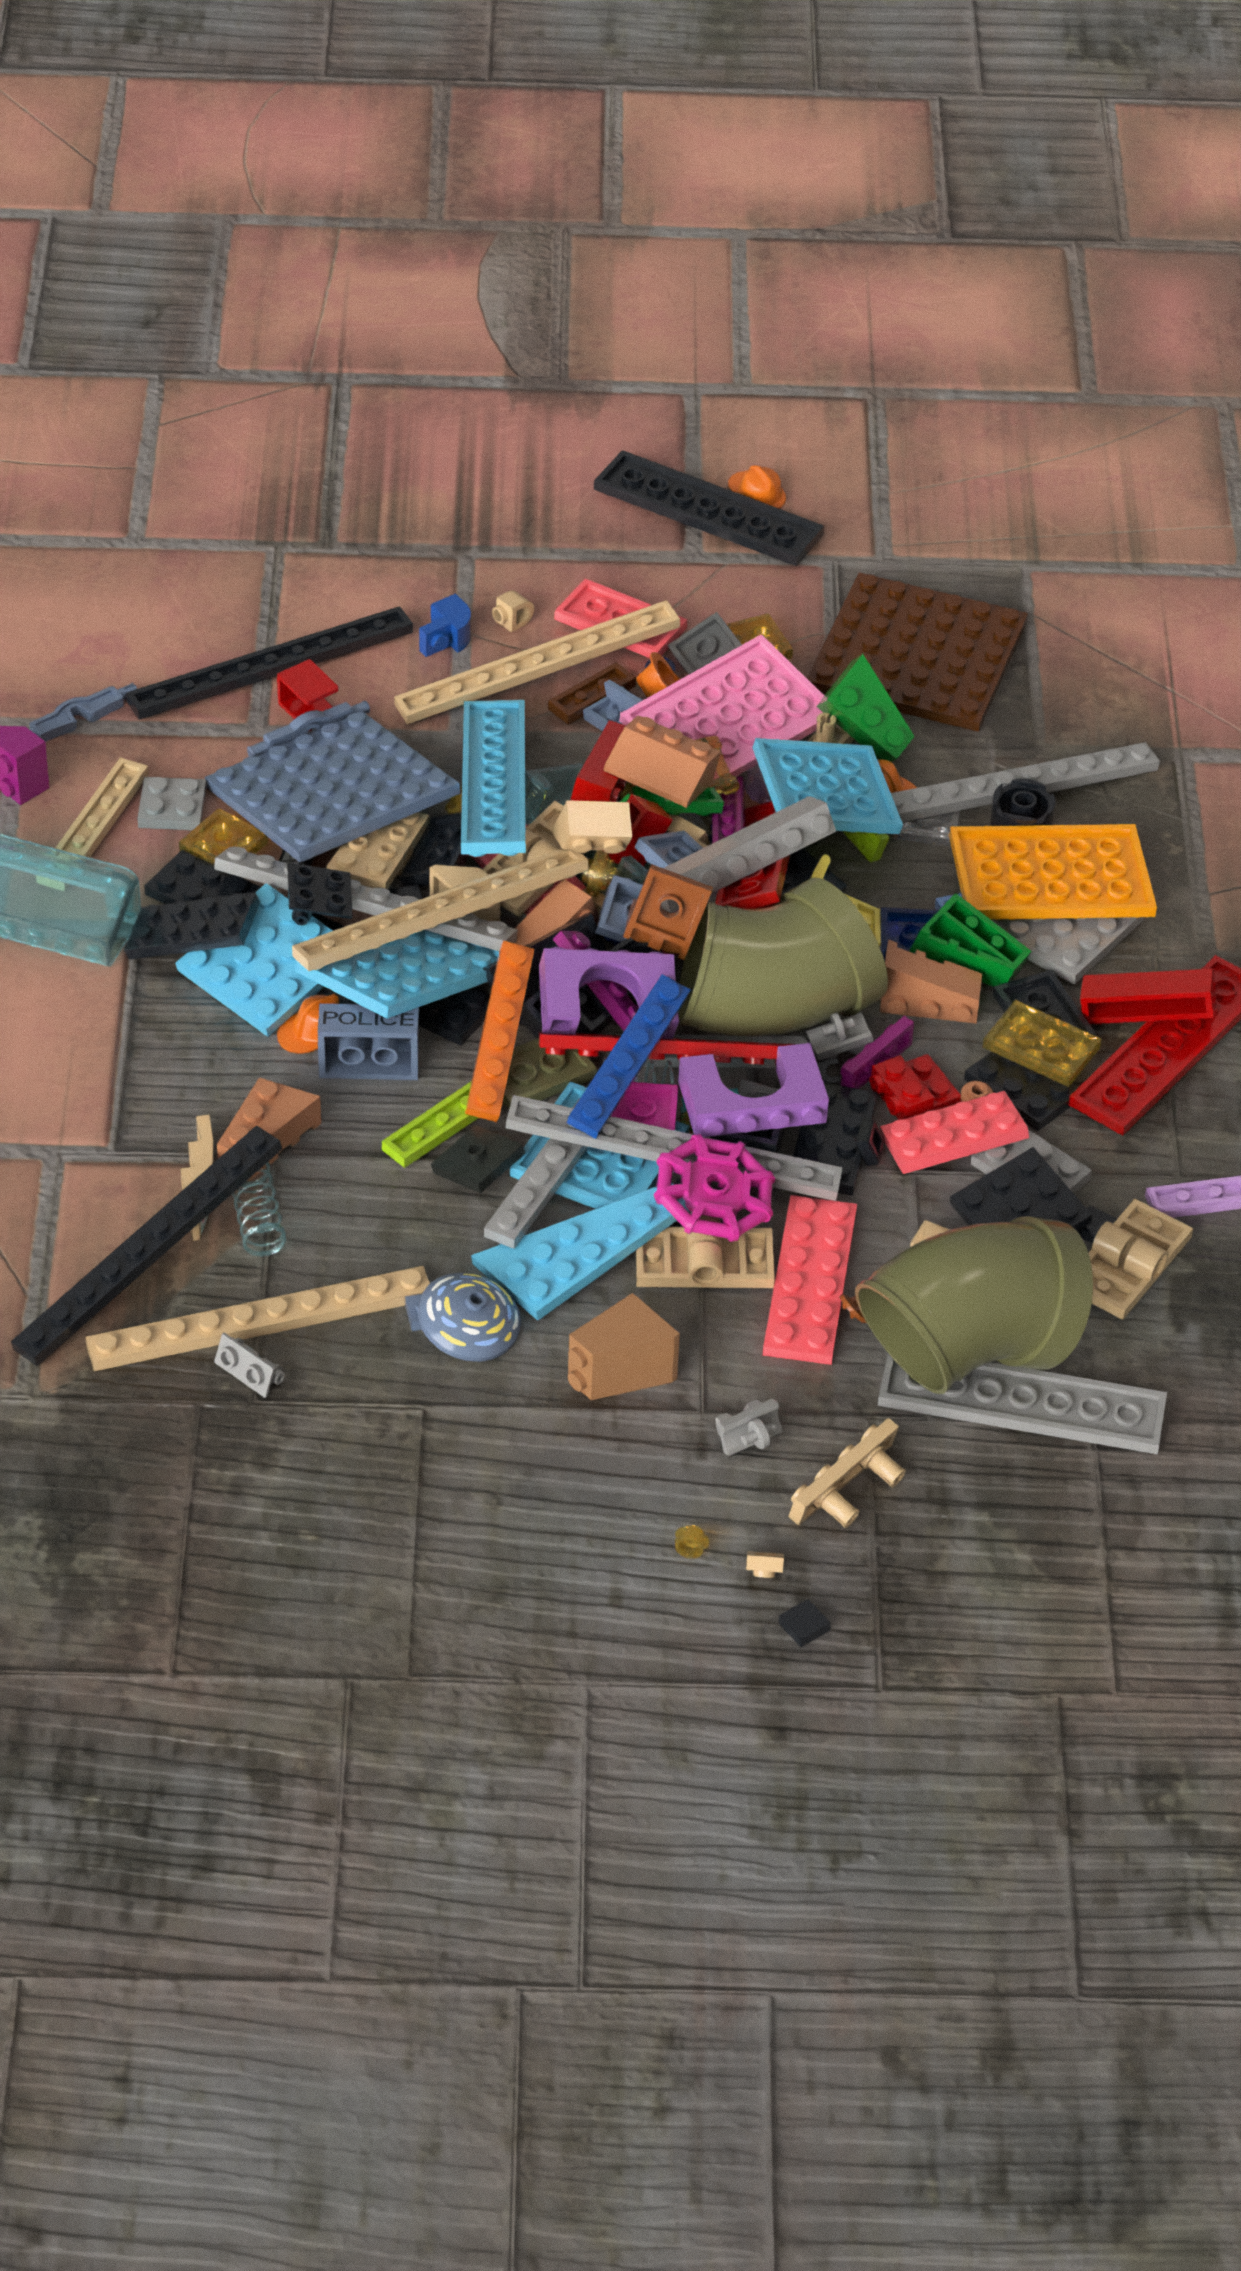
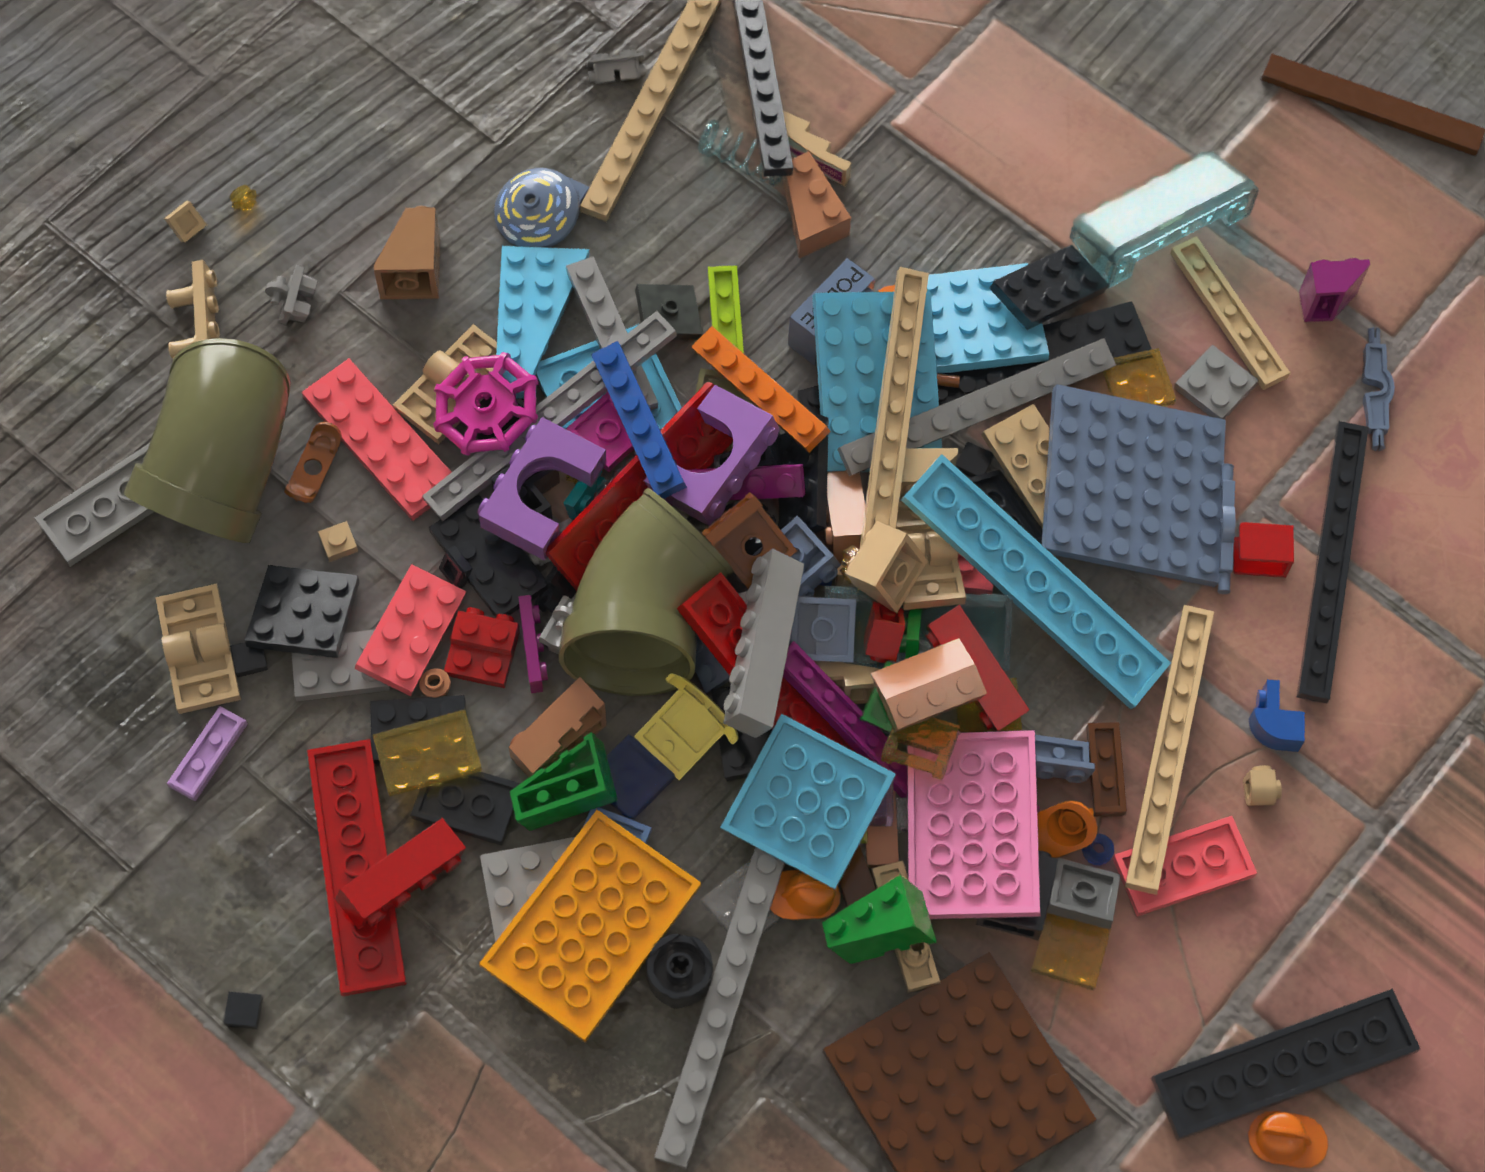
camera: 130 degrees right, 20 degrees up
(318, 892) = (995, 360): black hinge -> none
(804, 1623) = (126, 214): black tile -> none

